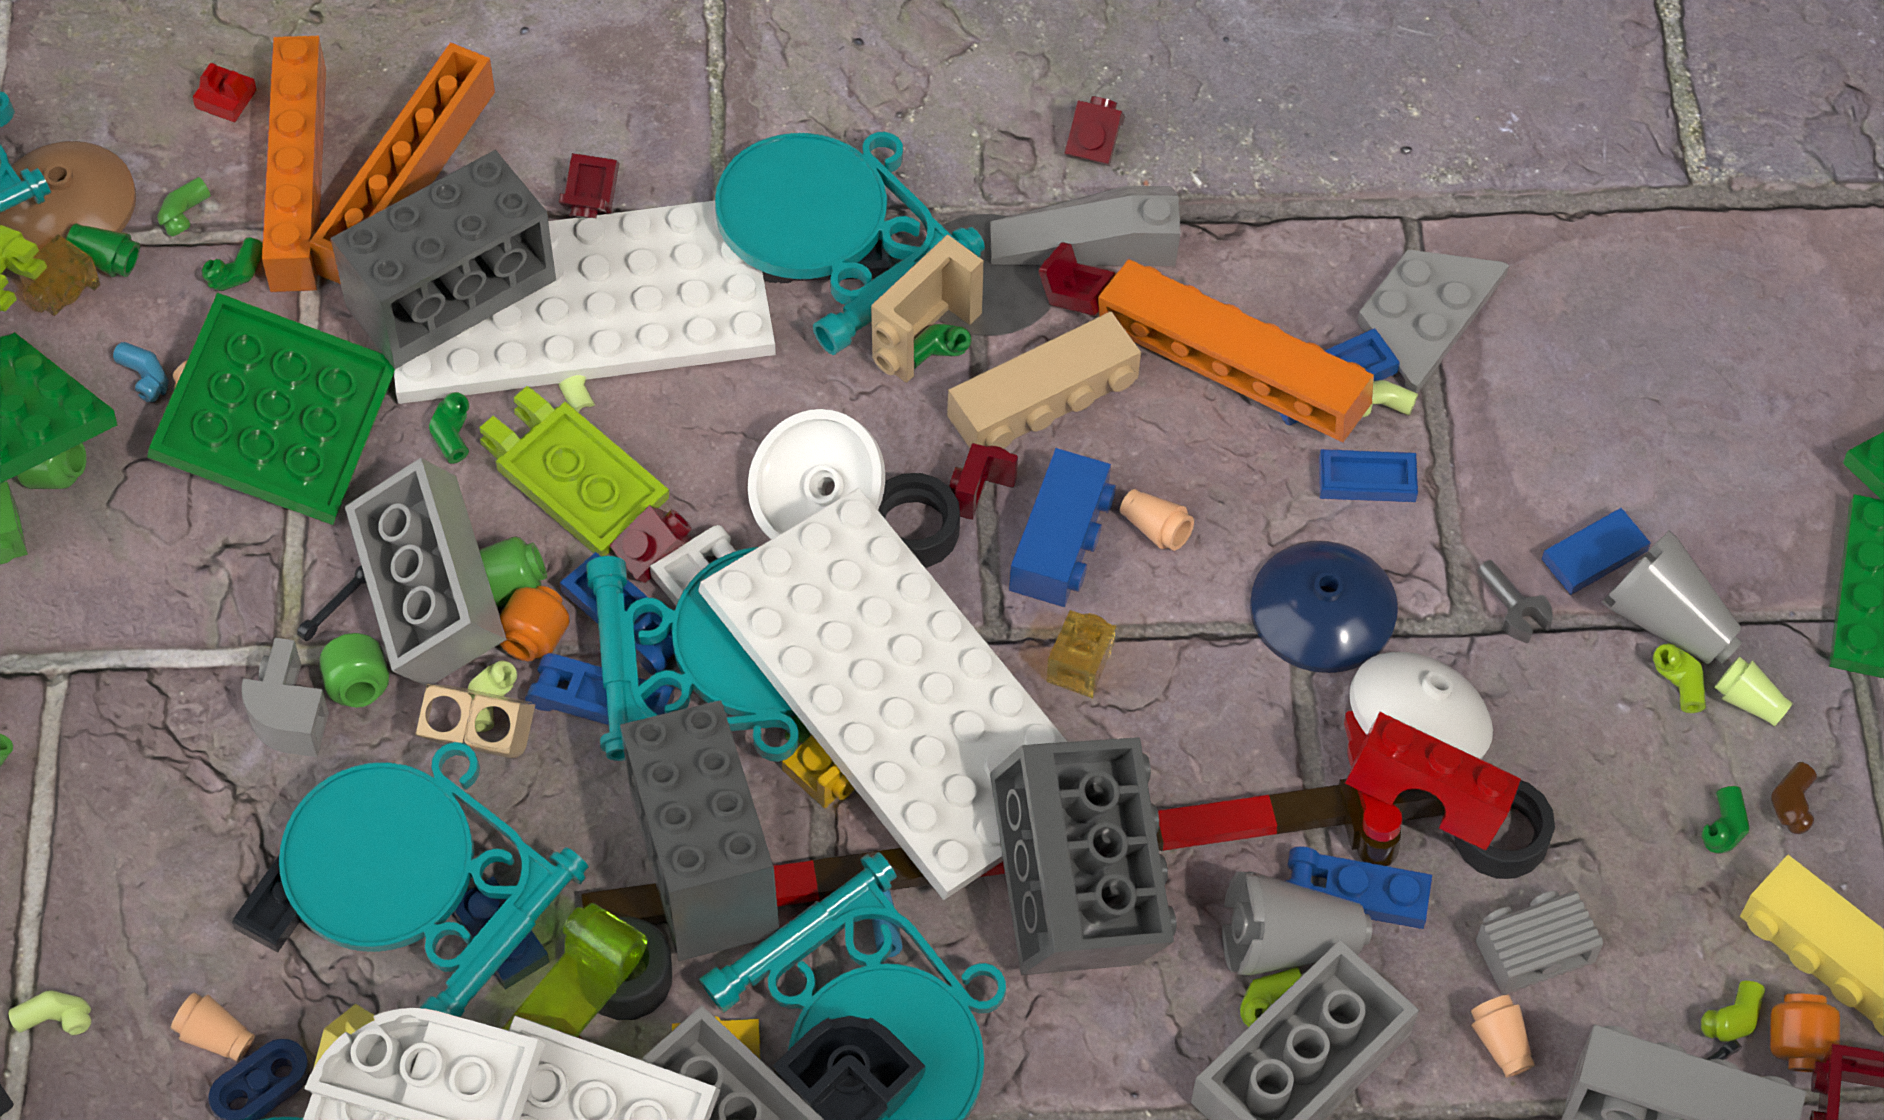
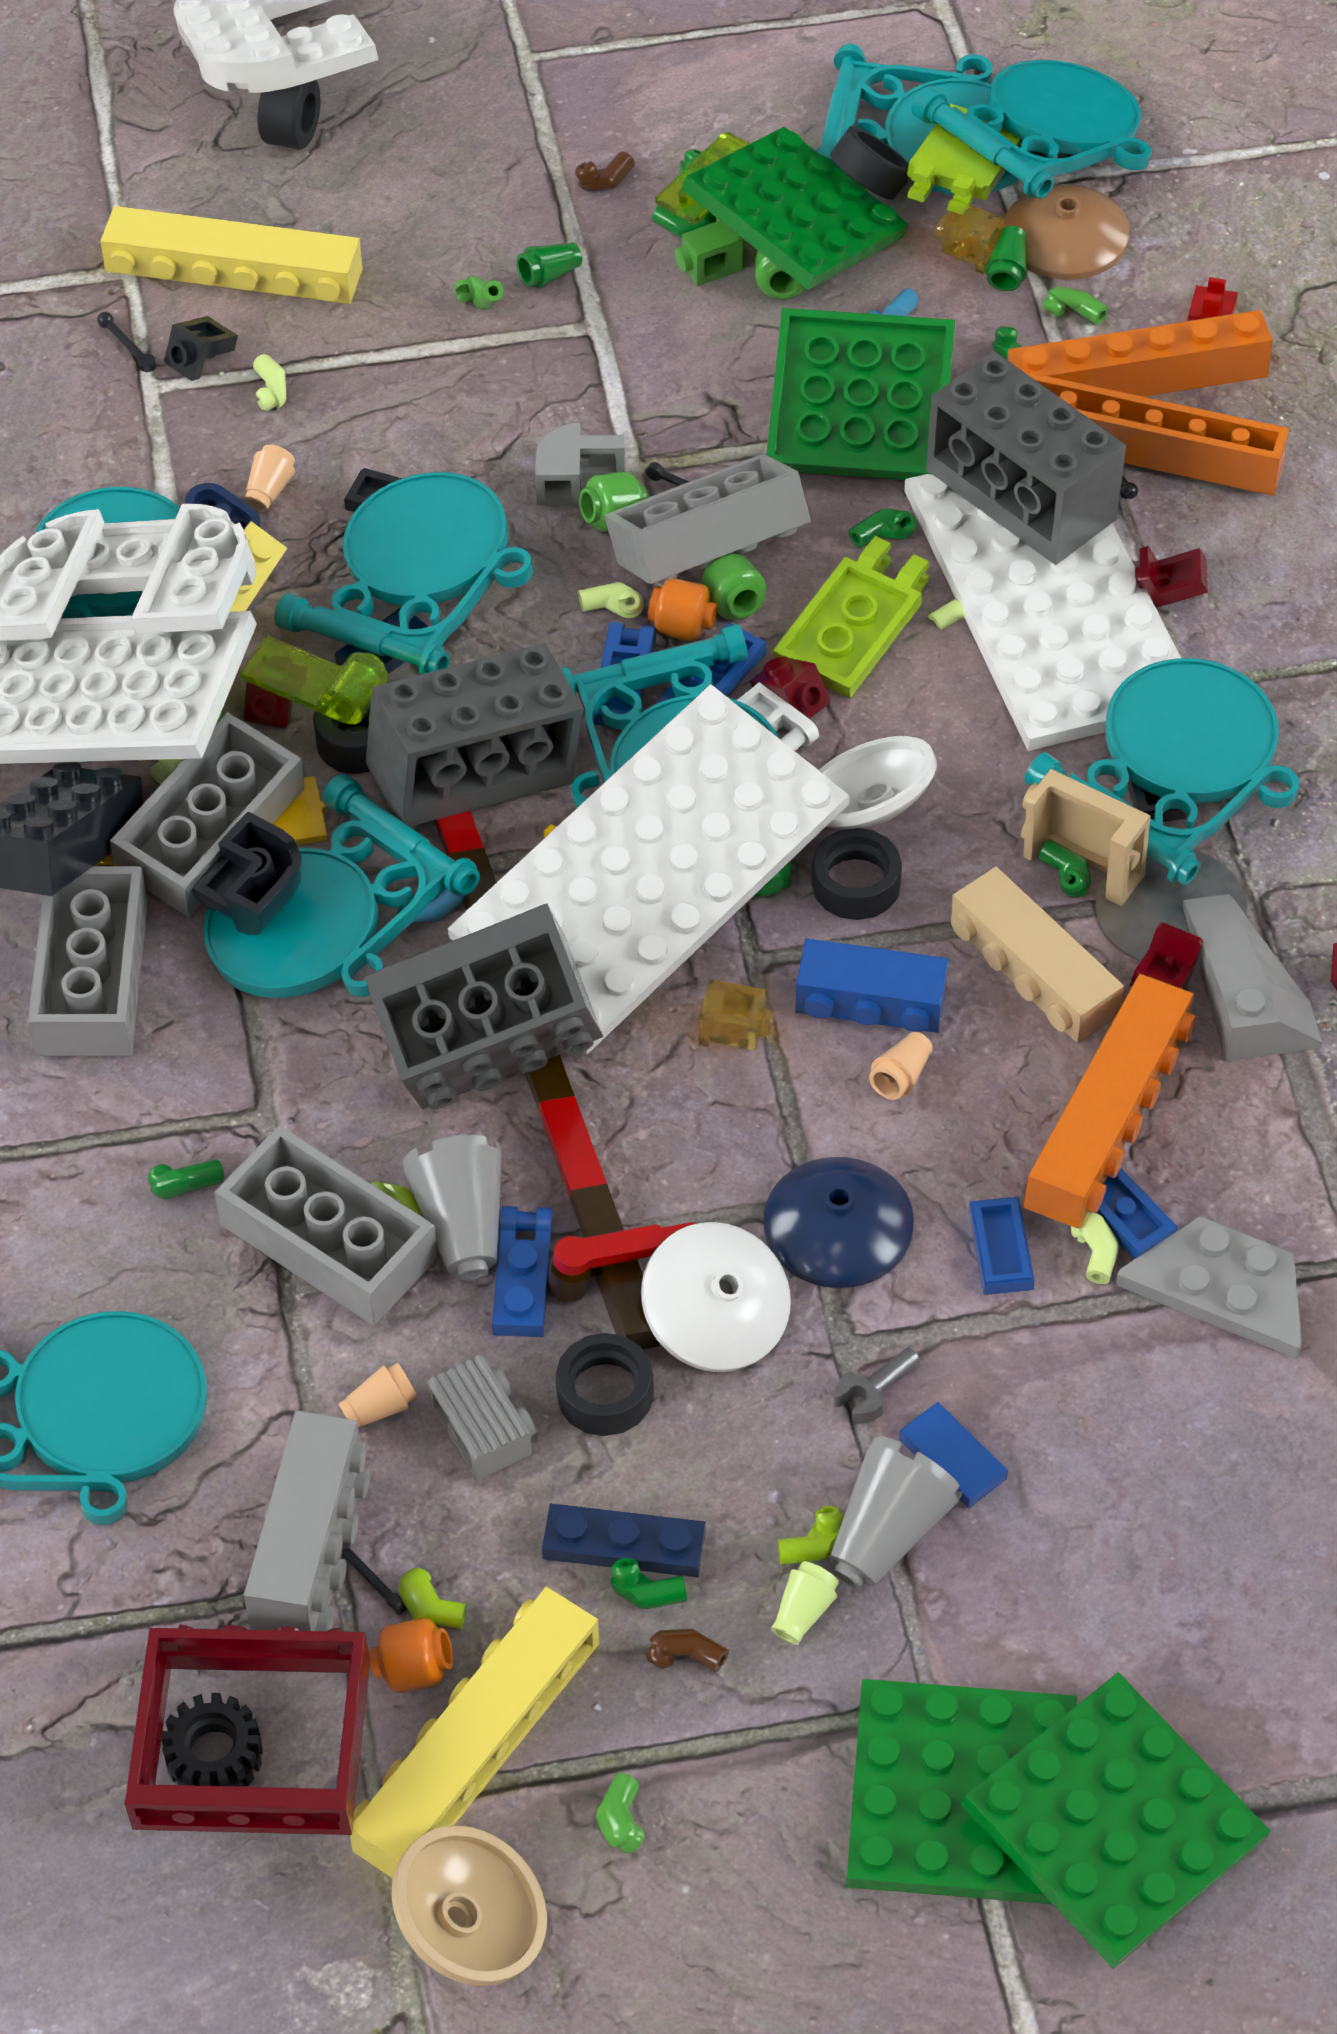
camera: 85 degrees right, 5 degrees down
(510, 746) = (591, 578): tan piece -> none
(982, 465) = (912, 912): dark red bracket -> none
(1404, 758) = (609, 1278): red arch -> none
(1672, 838) = (606, 1536): none -> dark blue plate

